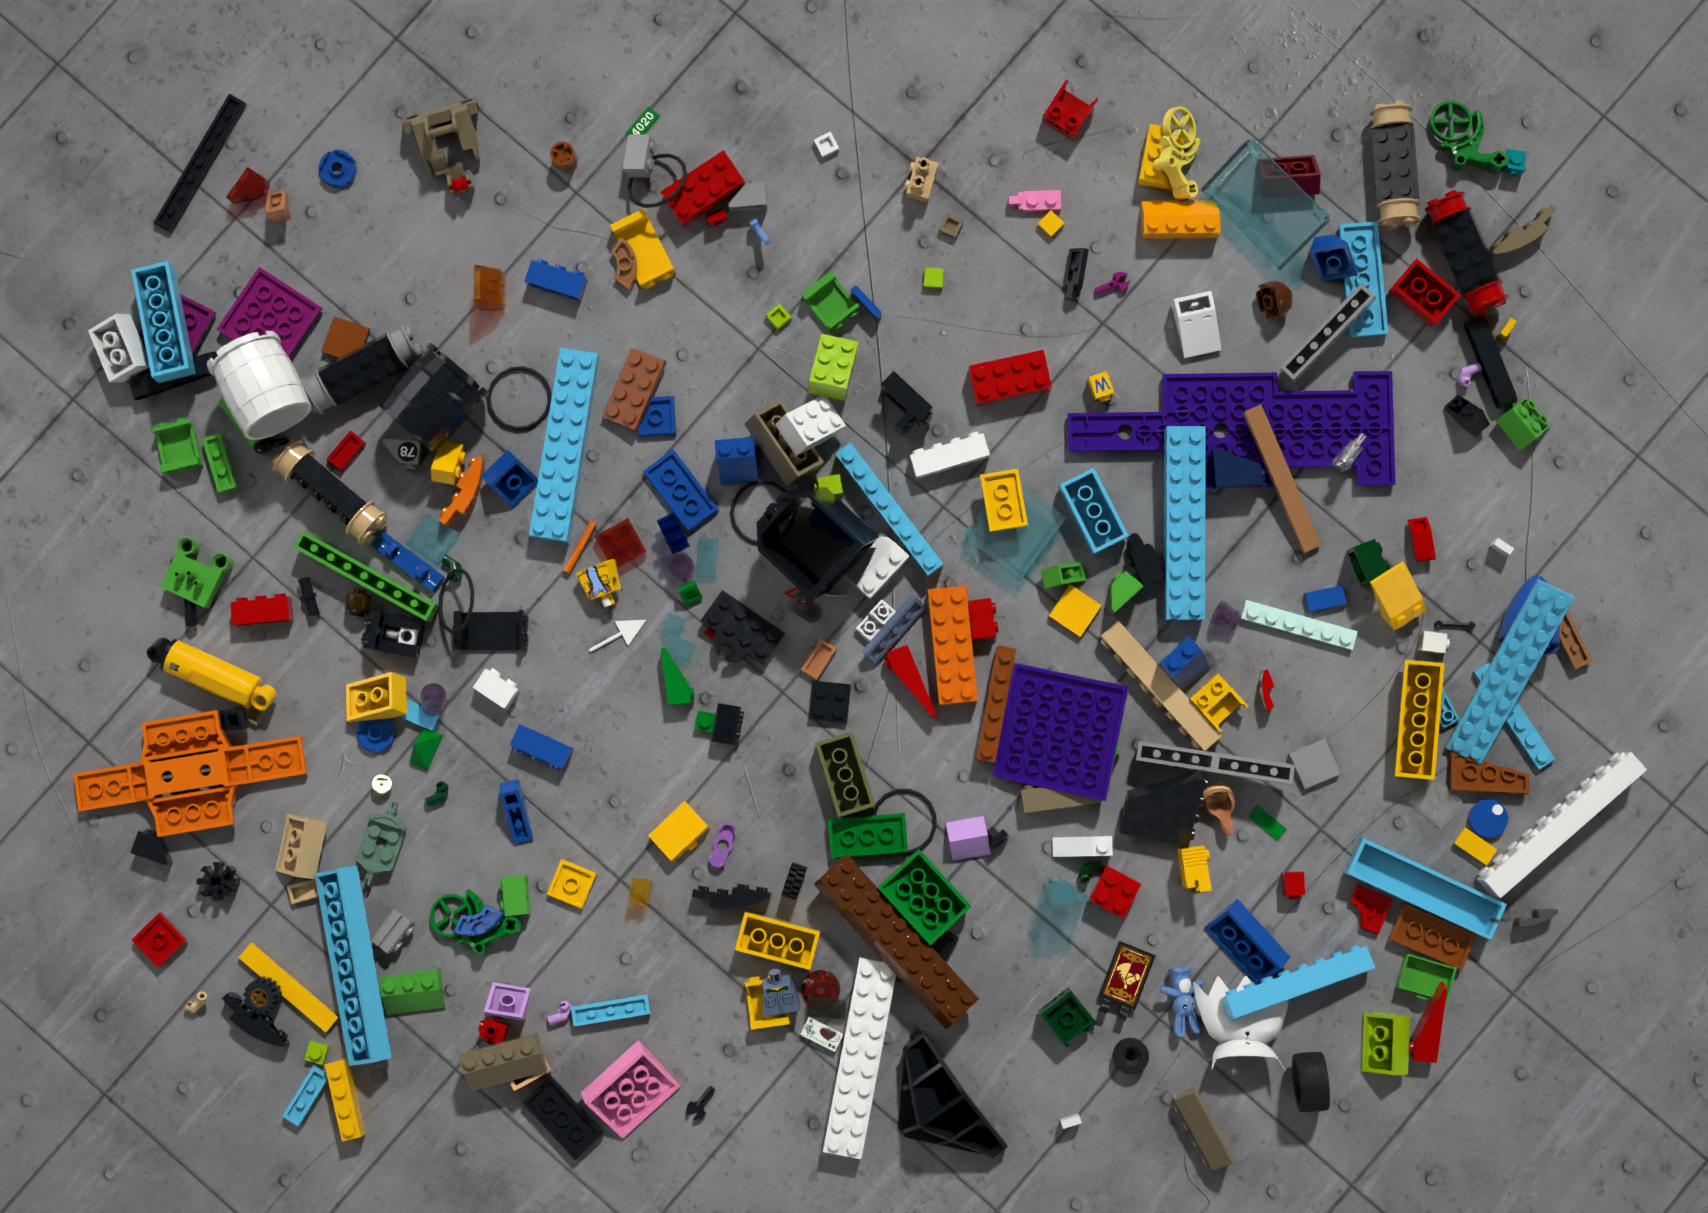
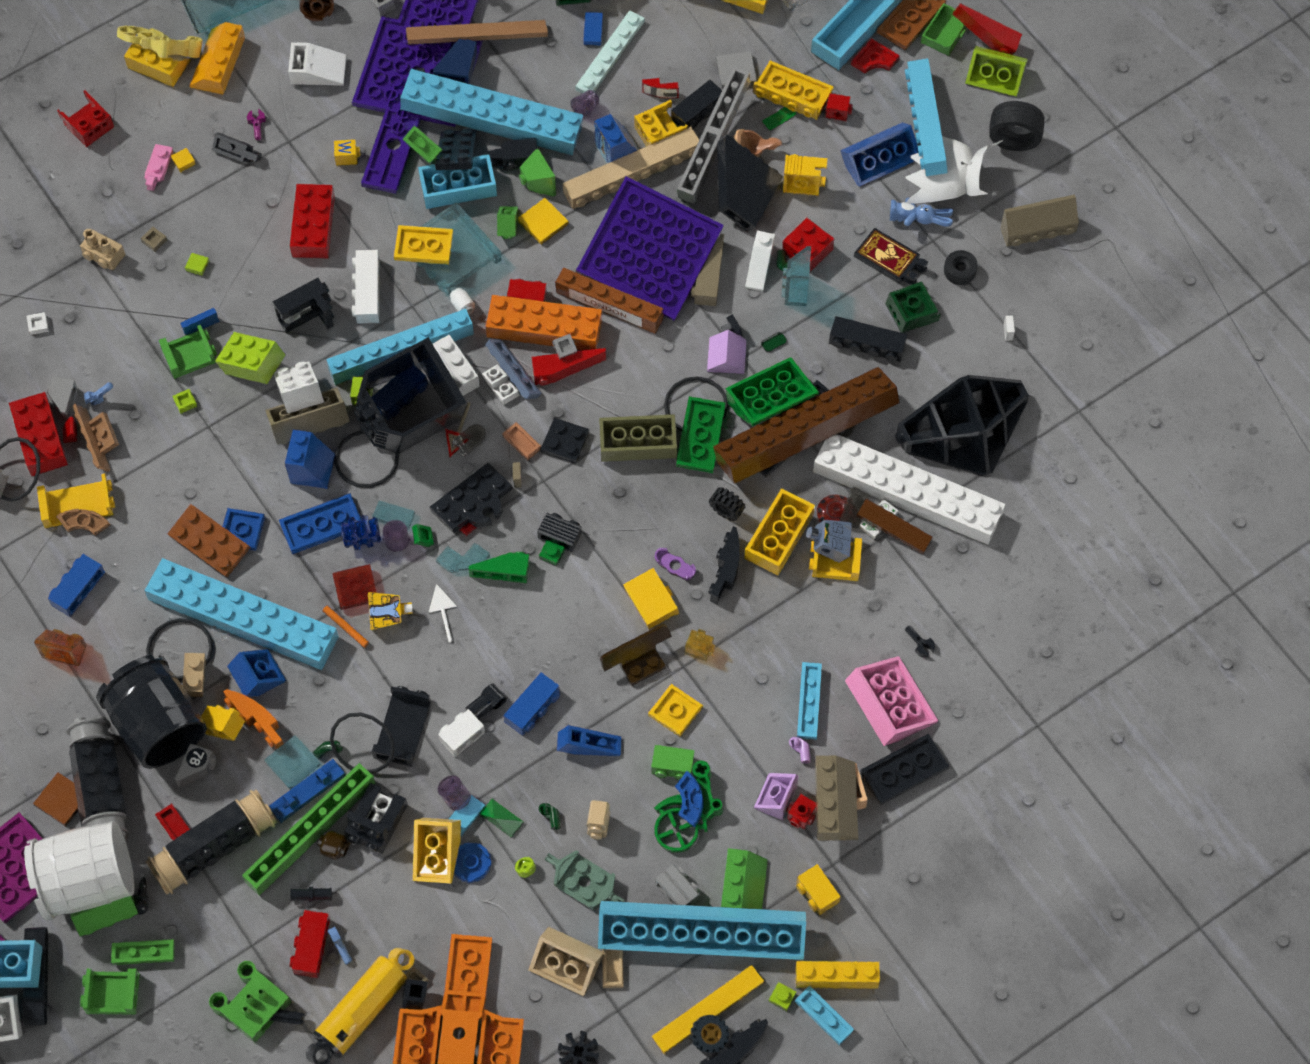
camera: 85 degrees left, 20 degrees down
(271, 632) = (334, 935): none -> medium blue bar
(423, 1062) = (817, 889): none -> yellow brick
(437, 841) = (598, 819): none -> tan brick
(490, 421) = (194, 674): none -> tan brick
(535, 704) = (490, 699): none -> black piece
(612, 837) = (638, 656): none -> dark brown plate
(717, 245) = (98, 434): none -> medium nougat bracket
(777, 665) = (517, 475): none -> dark tan tile
(814, 1052) = (894, 526): none -> reddish brown tile
(924, 675) = (564, 346): none -> light grey tile
(956, 556) = (462, 300): none -> white brick
(996, 882) = (773, 341): none -> dark green piece
(1019, 978) = (867, 339): none -> black brick
(1118, 466) = (422, 145): none -> bright green panel
(1126, 500) = (457, 149): none -> black plate
(1254, 735) = (696, 105): none -> black brick
(1302, 830) = (792, 90): none -> yellow bracket

